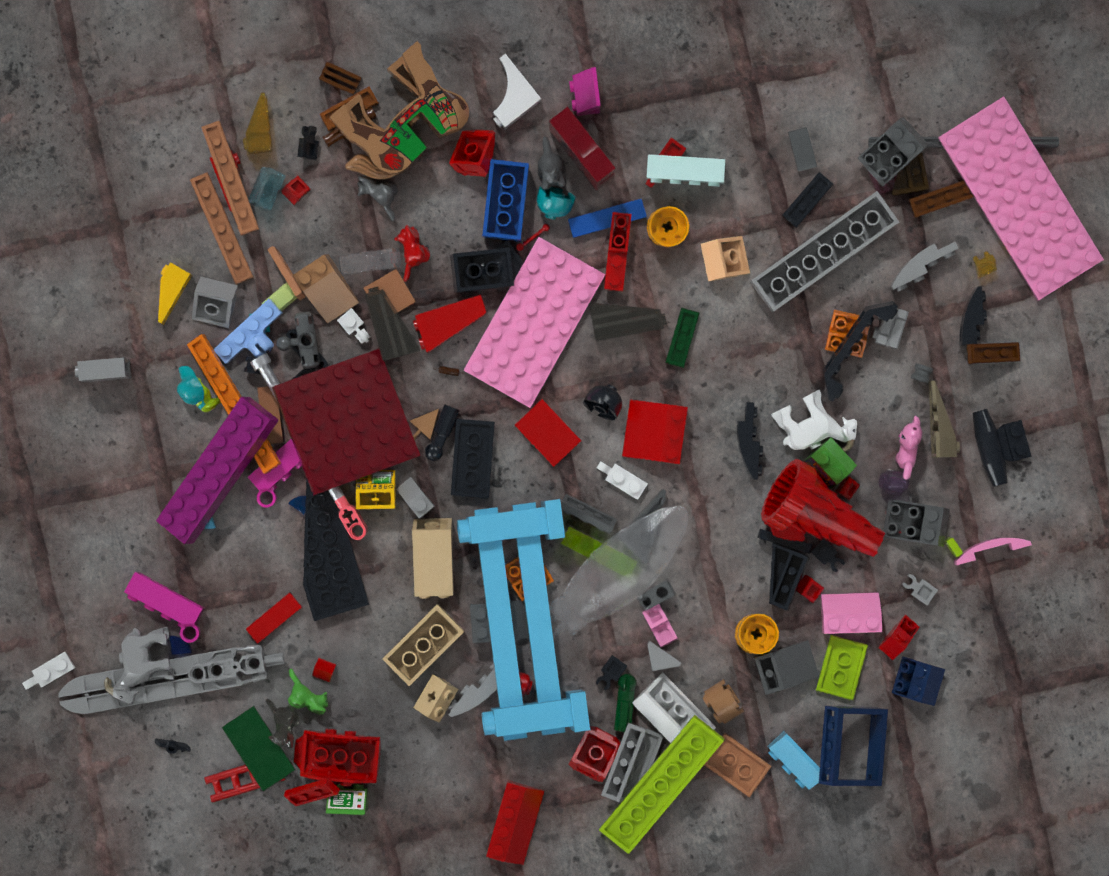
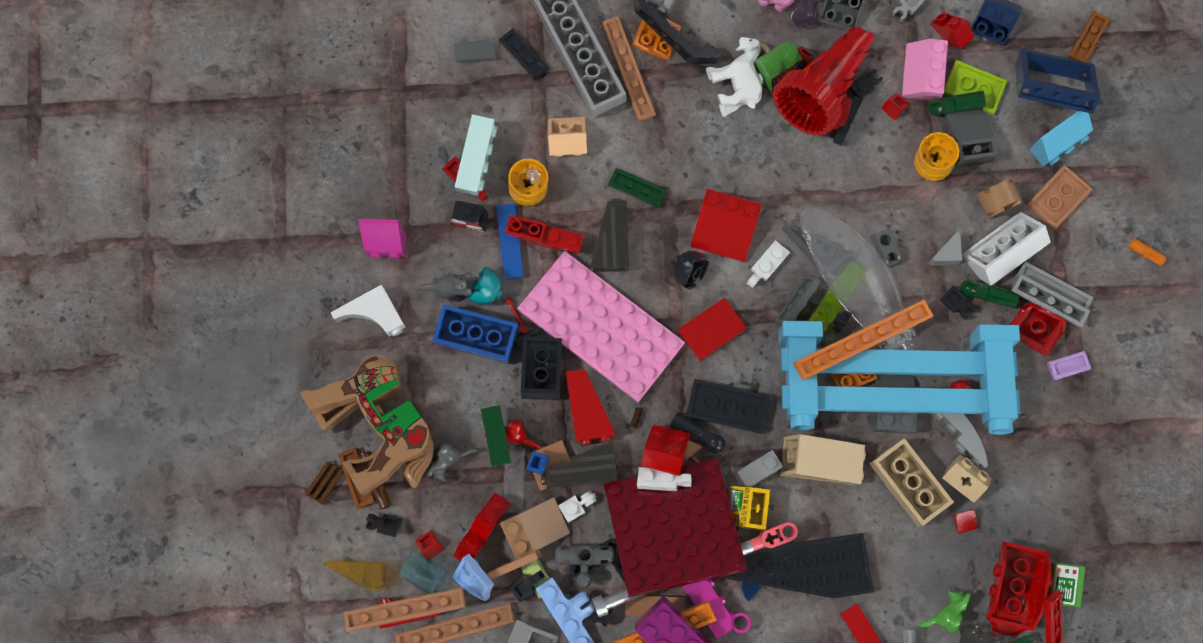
camera: 85 degrees left, 10 degrees down
(269, 237) = (473, 578): none -> light blue plate
(270, 288) = (525, 586): none -> black plate
(317, 238) = (482, 527): none -> red arch
(324, 669) = (923, 590): red slope -> none
(387, 281) = (537, 463): none -> blue slope
(390, 403) = (659, 480): none -> white plate
(395, 702) = (965, 521): none -> red slope
(406, 236) = (496, 436): none -> dark green tile
(418, 403) = (665, 450): none -> red brick
(473, 152) = (423, 358): red slope -> none
(515, 823) = (1099, 420): red slope -> none
(553, 580) = (862, 340): none -> orange plate
(564, 789) = (1069, 365): none -> lavender tile
(574, 558) = (841, 320): none -> black plate
(581, 148) = (437, 247): dark red tile -> none
(625, 173) = (468, 216): none -> black torso
(660, 625) = (916, 249): bright pink slope -> none
(661, 784) = (1076, 266): lime plate -> none
(672, 230) = (533, 175): none -> clear plate
(692, 857) = (1146, 251): none -> orange axle
(749, 449) = (755, 140): black slope -> none
(786, 574) = (882, 122): black wedge -> none
(808, 309) = (628, 69): none -> nougat tile
(818, 649) = (957, 103): none -> dark green piece
(913, 780) = (1089, 37): none -> dark orange tile

